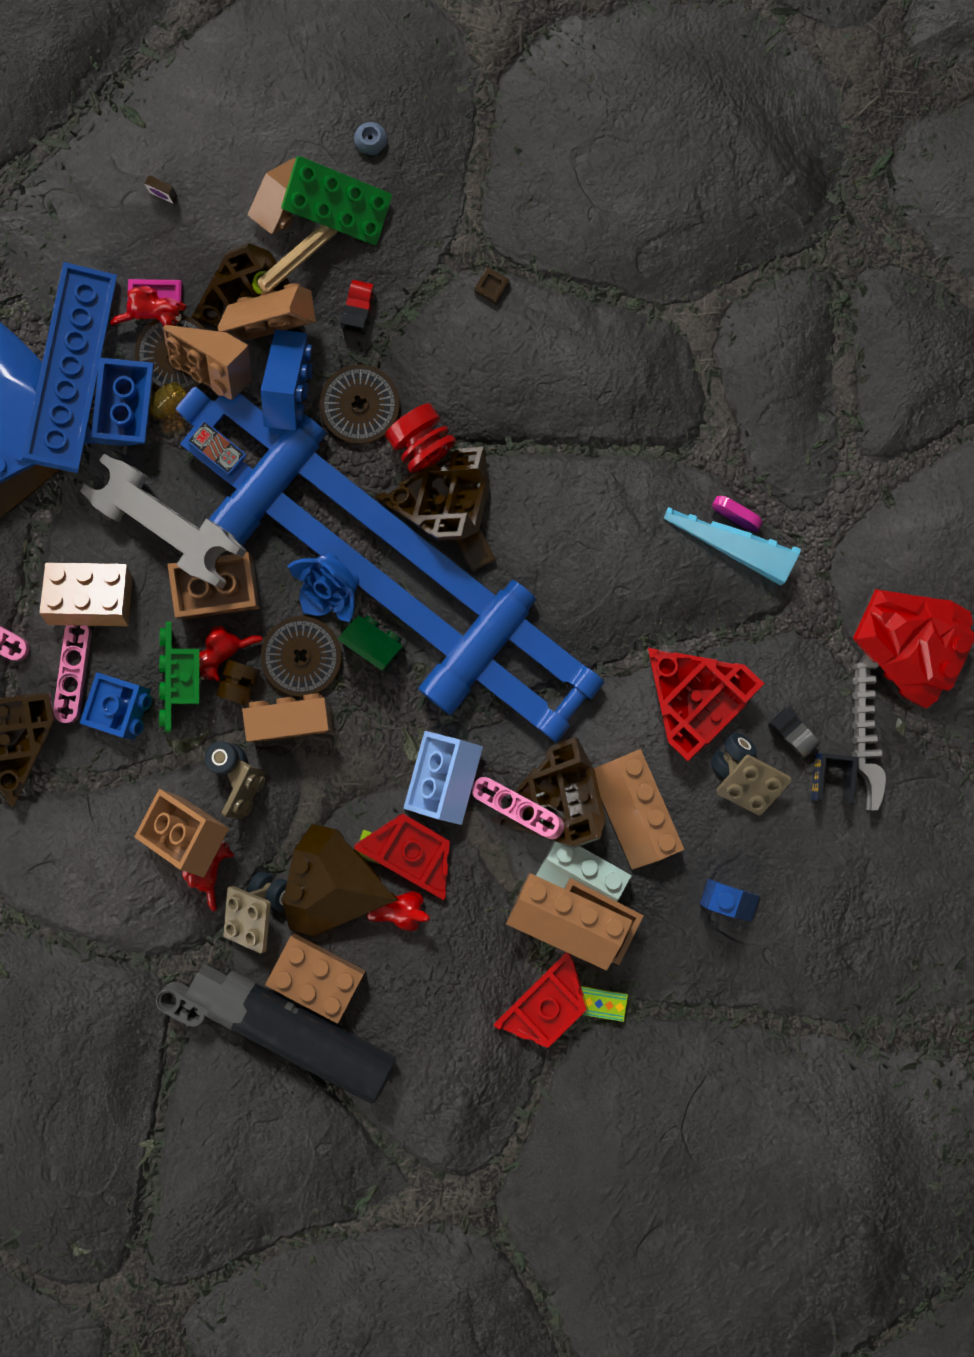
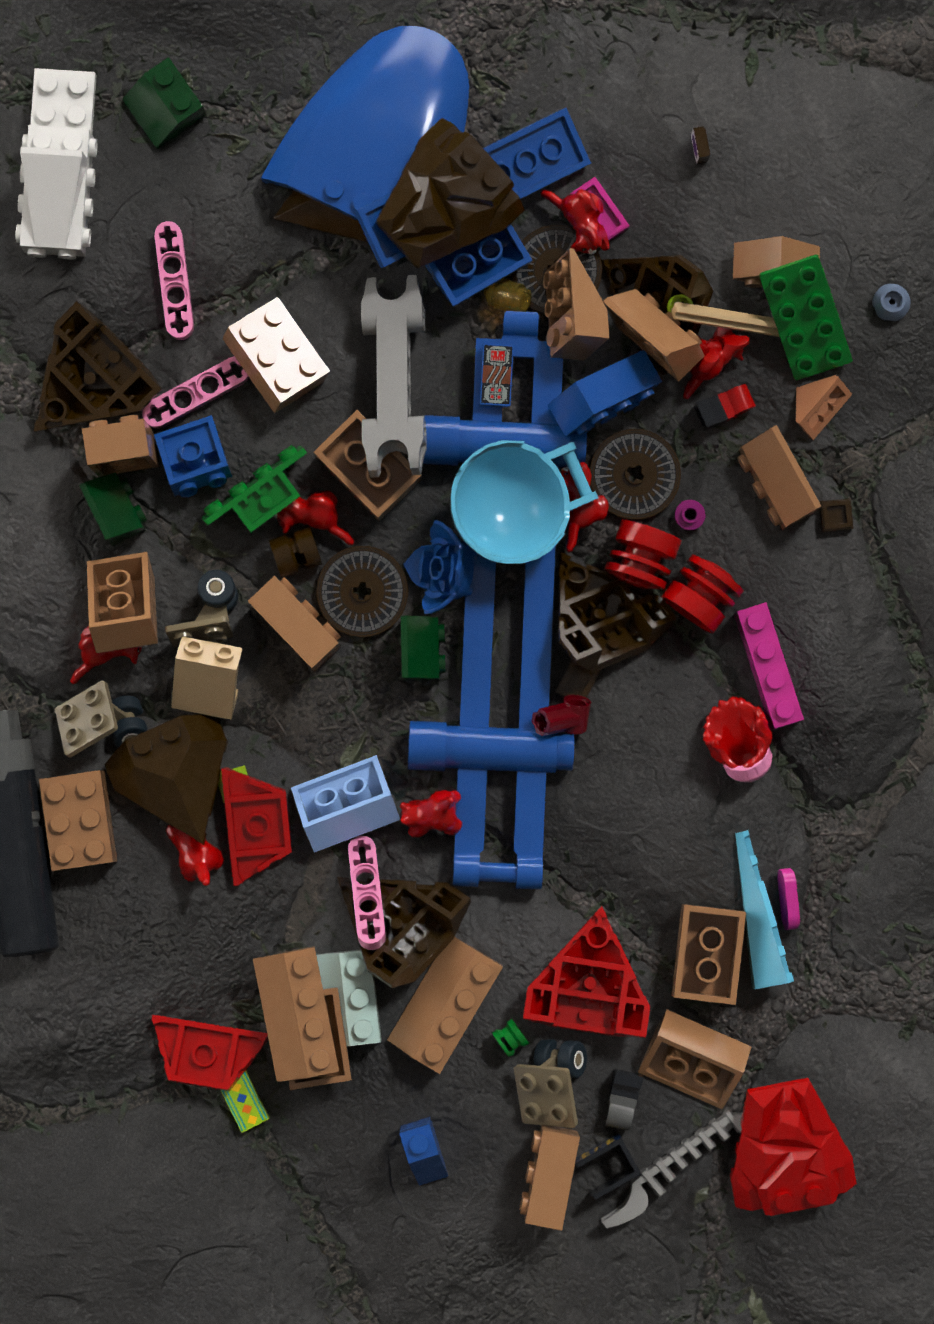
camera: 50 degrees right, 0 degrees up
(61, 386) = (447, 197): none -> dark brown wedge
(67, 752) = (120, 446): none -> medium nougat brick
(110, 790) = (113, 507): none -> dark green slope
(280, 811) = (206, 677): none -> tan panel
(314, 497) = (515, 501): none -> medium azure windscreen
(315, 278) = (718, 352): none -> red animal
(352, 456) = (585, 514): none -> red animal
(404, 239) = (819, 403): none -> nougat slope
(416, 394) = (689, 524): none -> magenta plate
(436, 303) = (778, 478): none -> medium nougat slope
(477, 410) = (703, 592): none -> red wheel
(495, 575) = (568, 716): none -> dark red piece
(495, 719) = (435, 813): none -> red animal
(563, 408) = (768, 666): none -> dark pink brick
(600, 465) = (739, 739): none -> red hair
(694, 777) = (512, 1035): none -> green wheel
(736, 597) = (708, 954): none -> medium nougat brick
(803, 661) = (695, 1059): none -> medium nougat slope
(813, 823) = (549, 1176): none -> medium nougat brick

